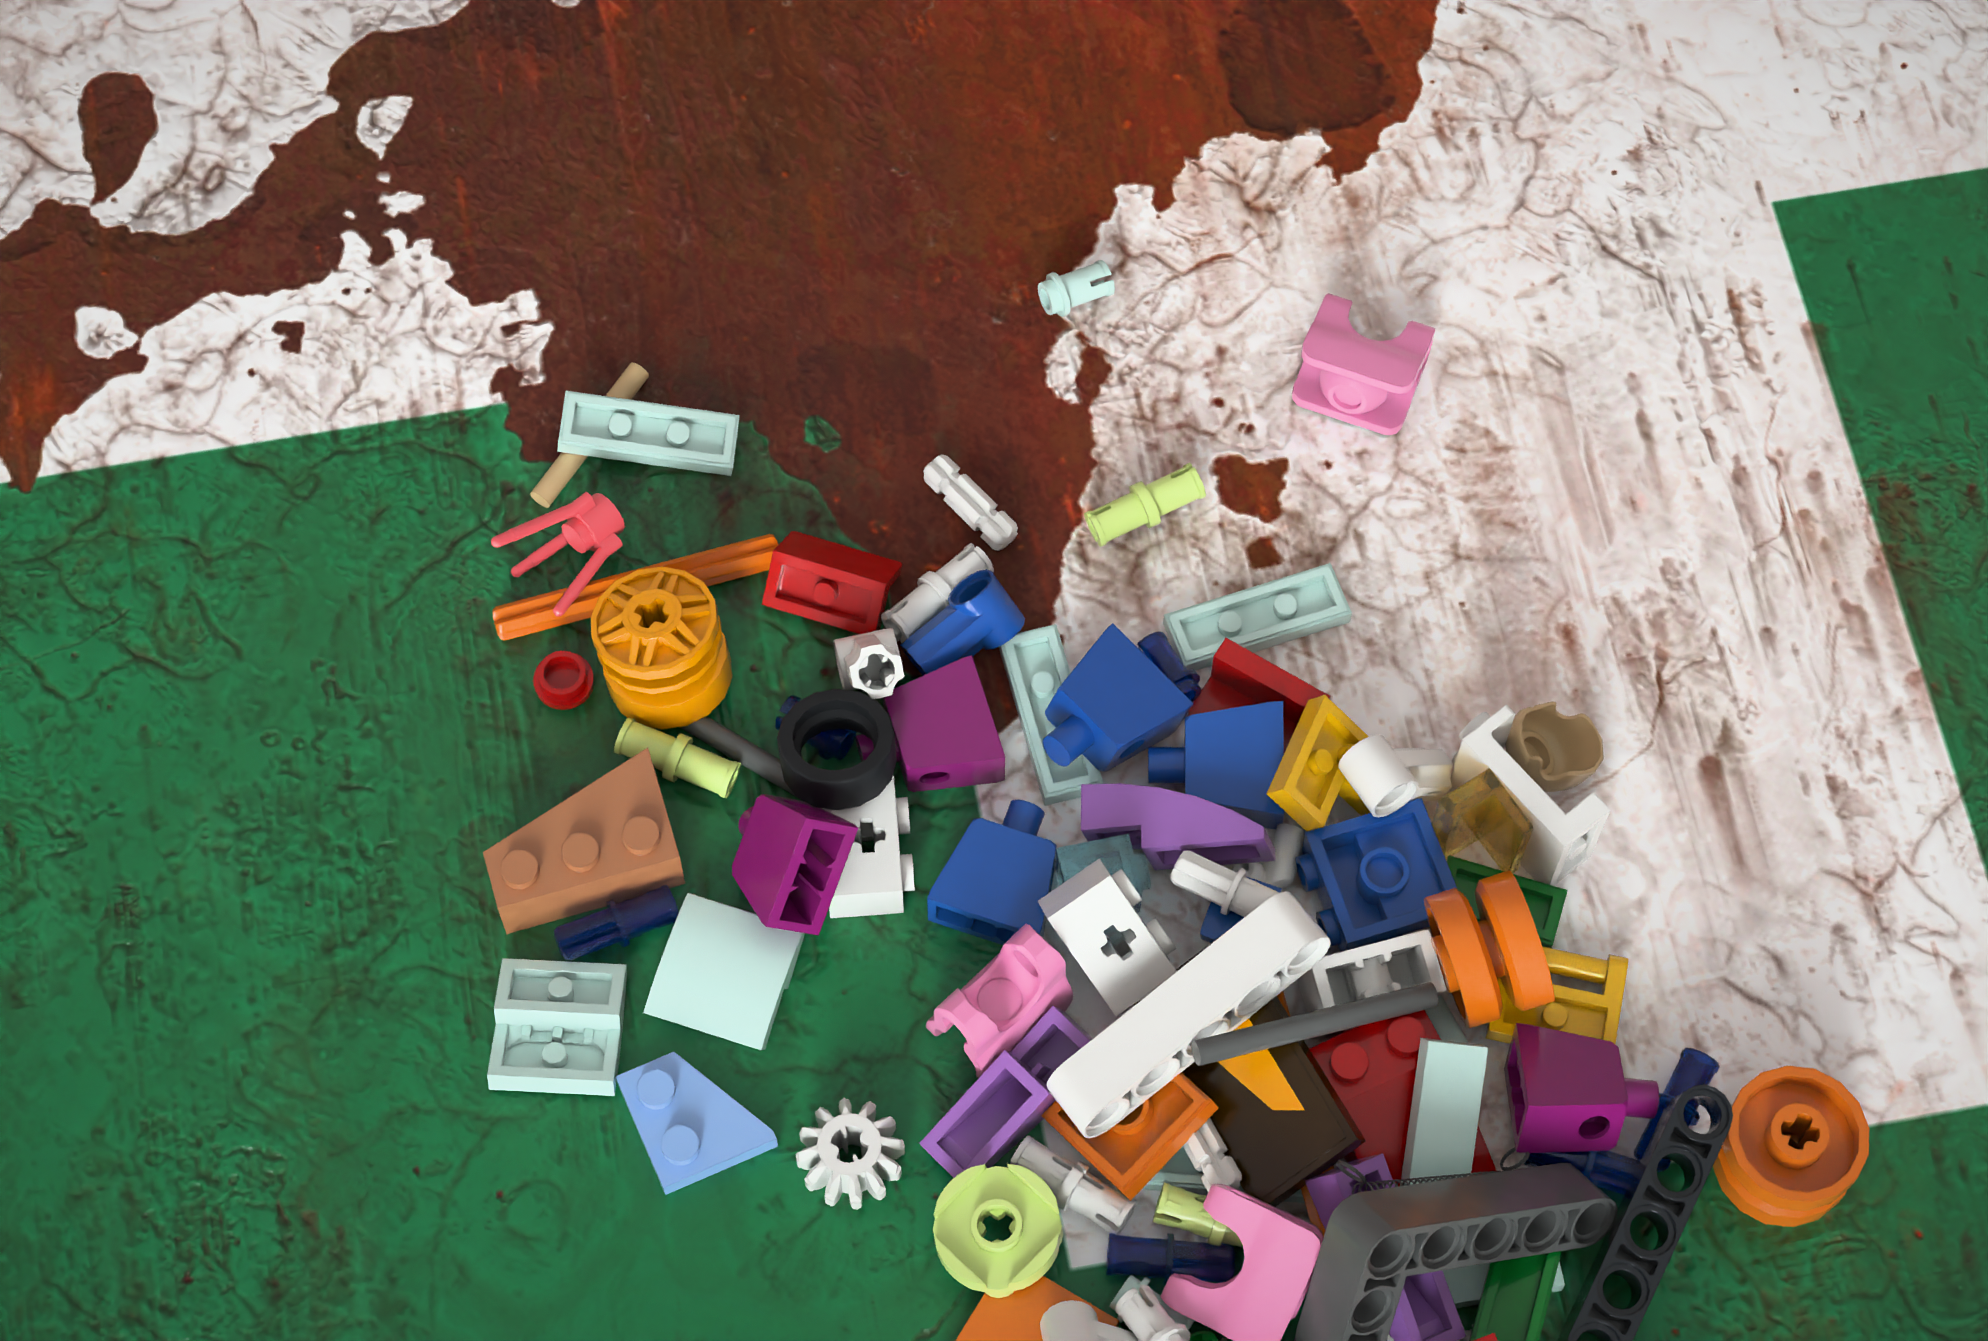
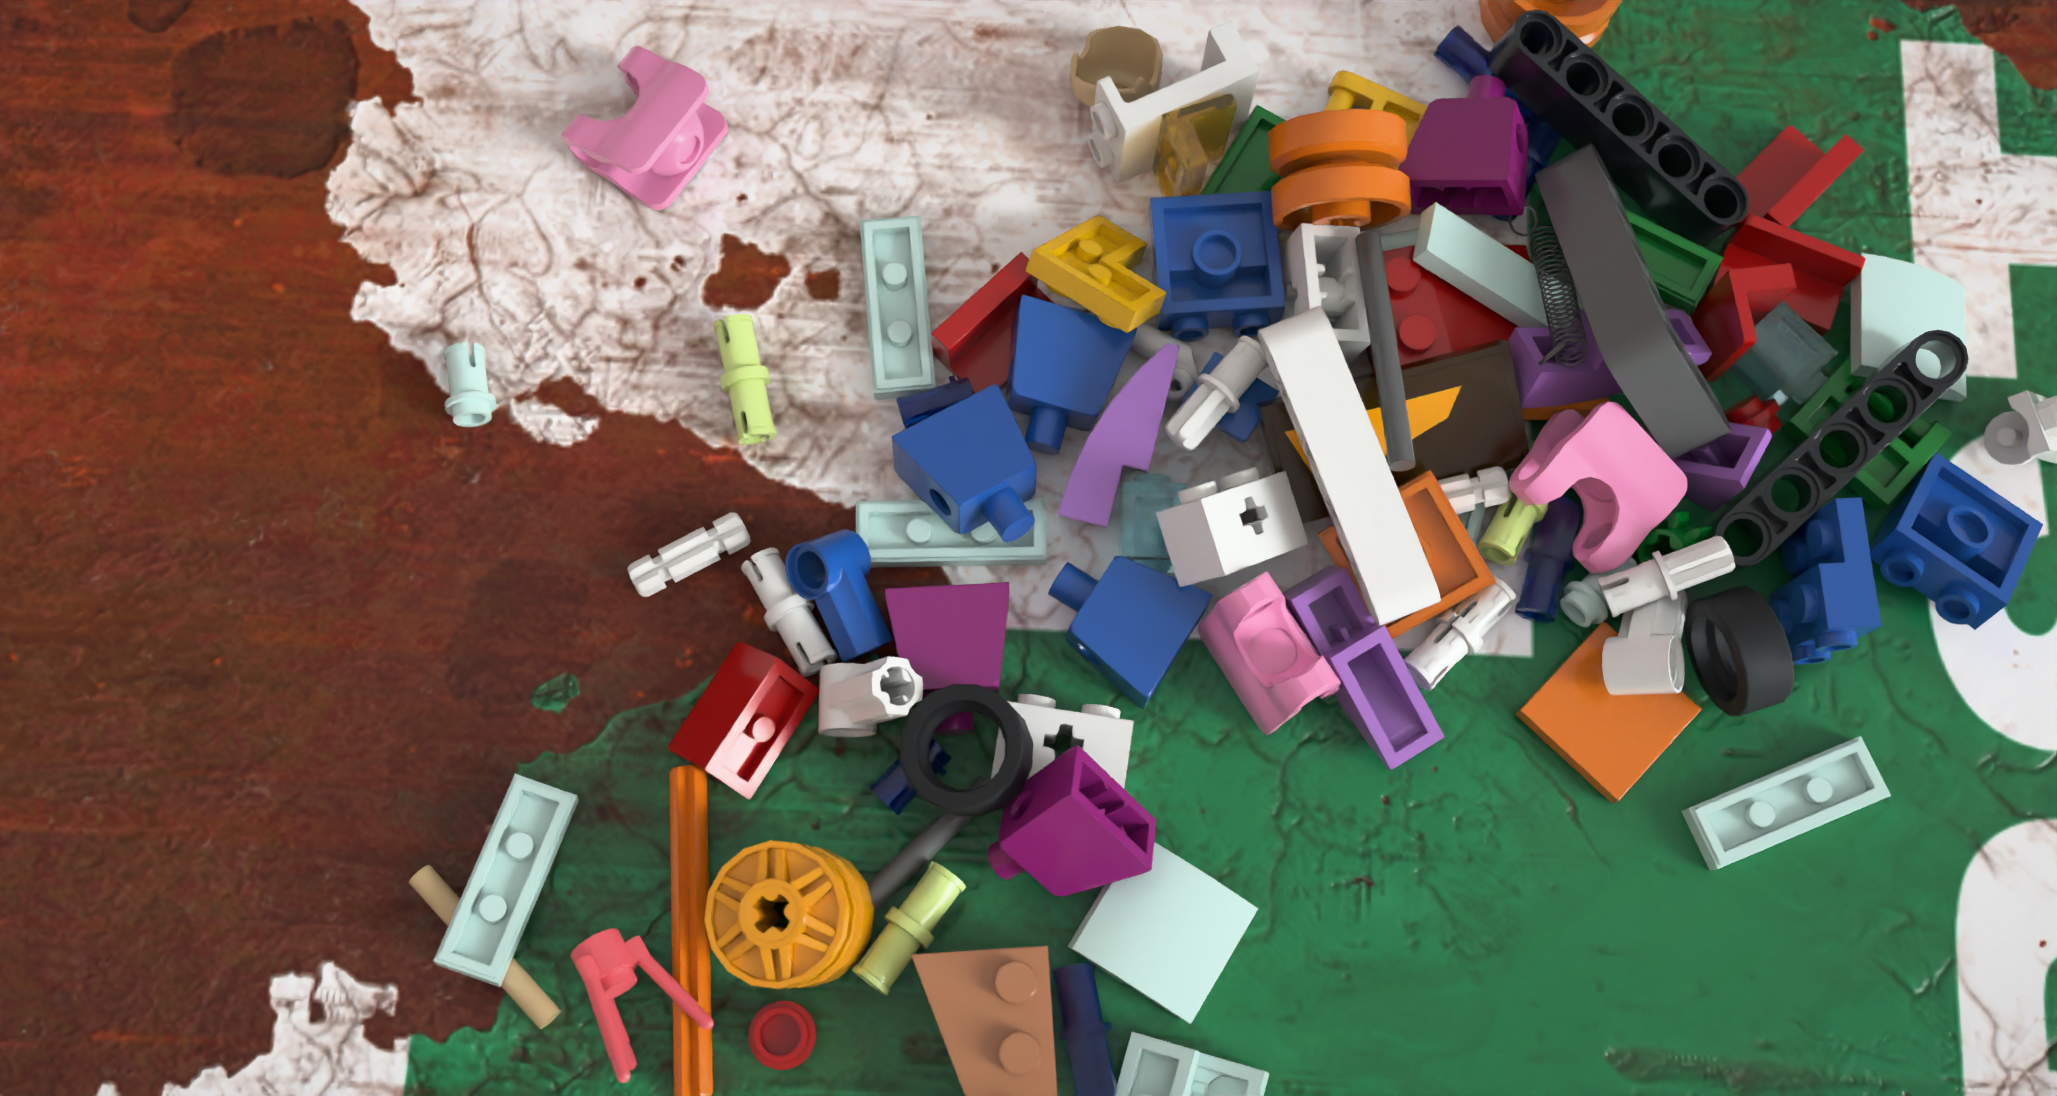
camera: 80 degrees left, 10 degrees up
(689, 1122) = (1315, 1001): light blue wing -> none
(838, 1132) = (1401, 864): white gear -> none
(997, 1265) = (1540, 721): yellowish green plate -> none
(1393, 776) = (1125, 212): white piece -> none

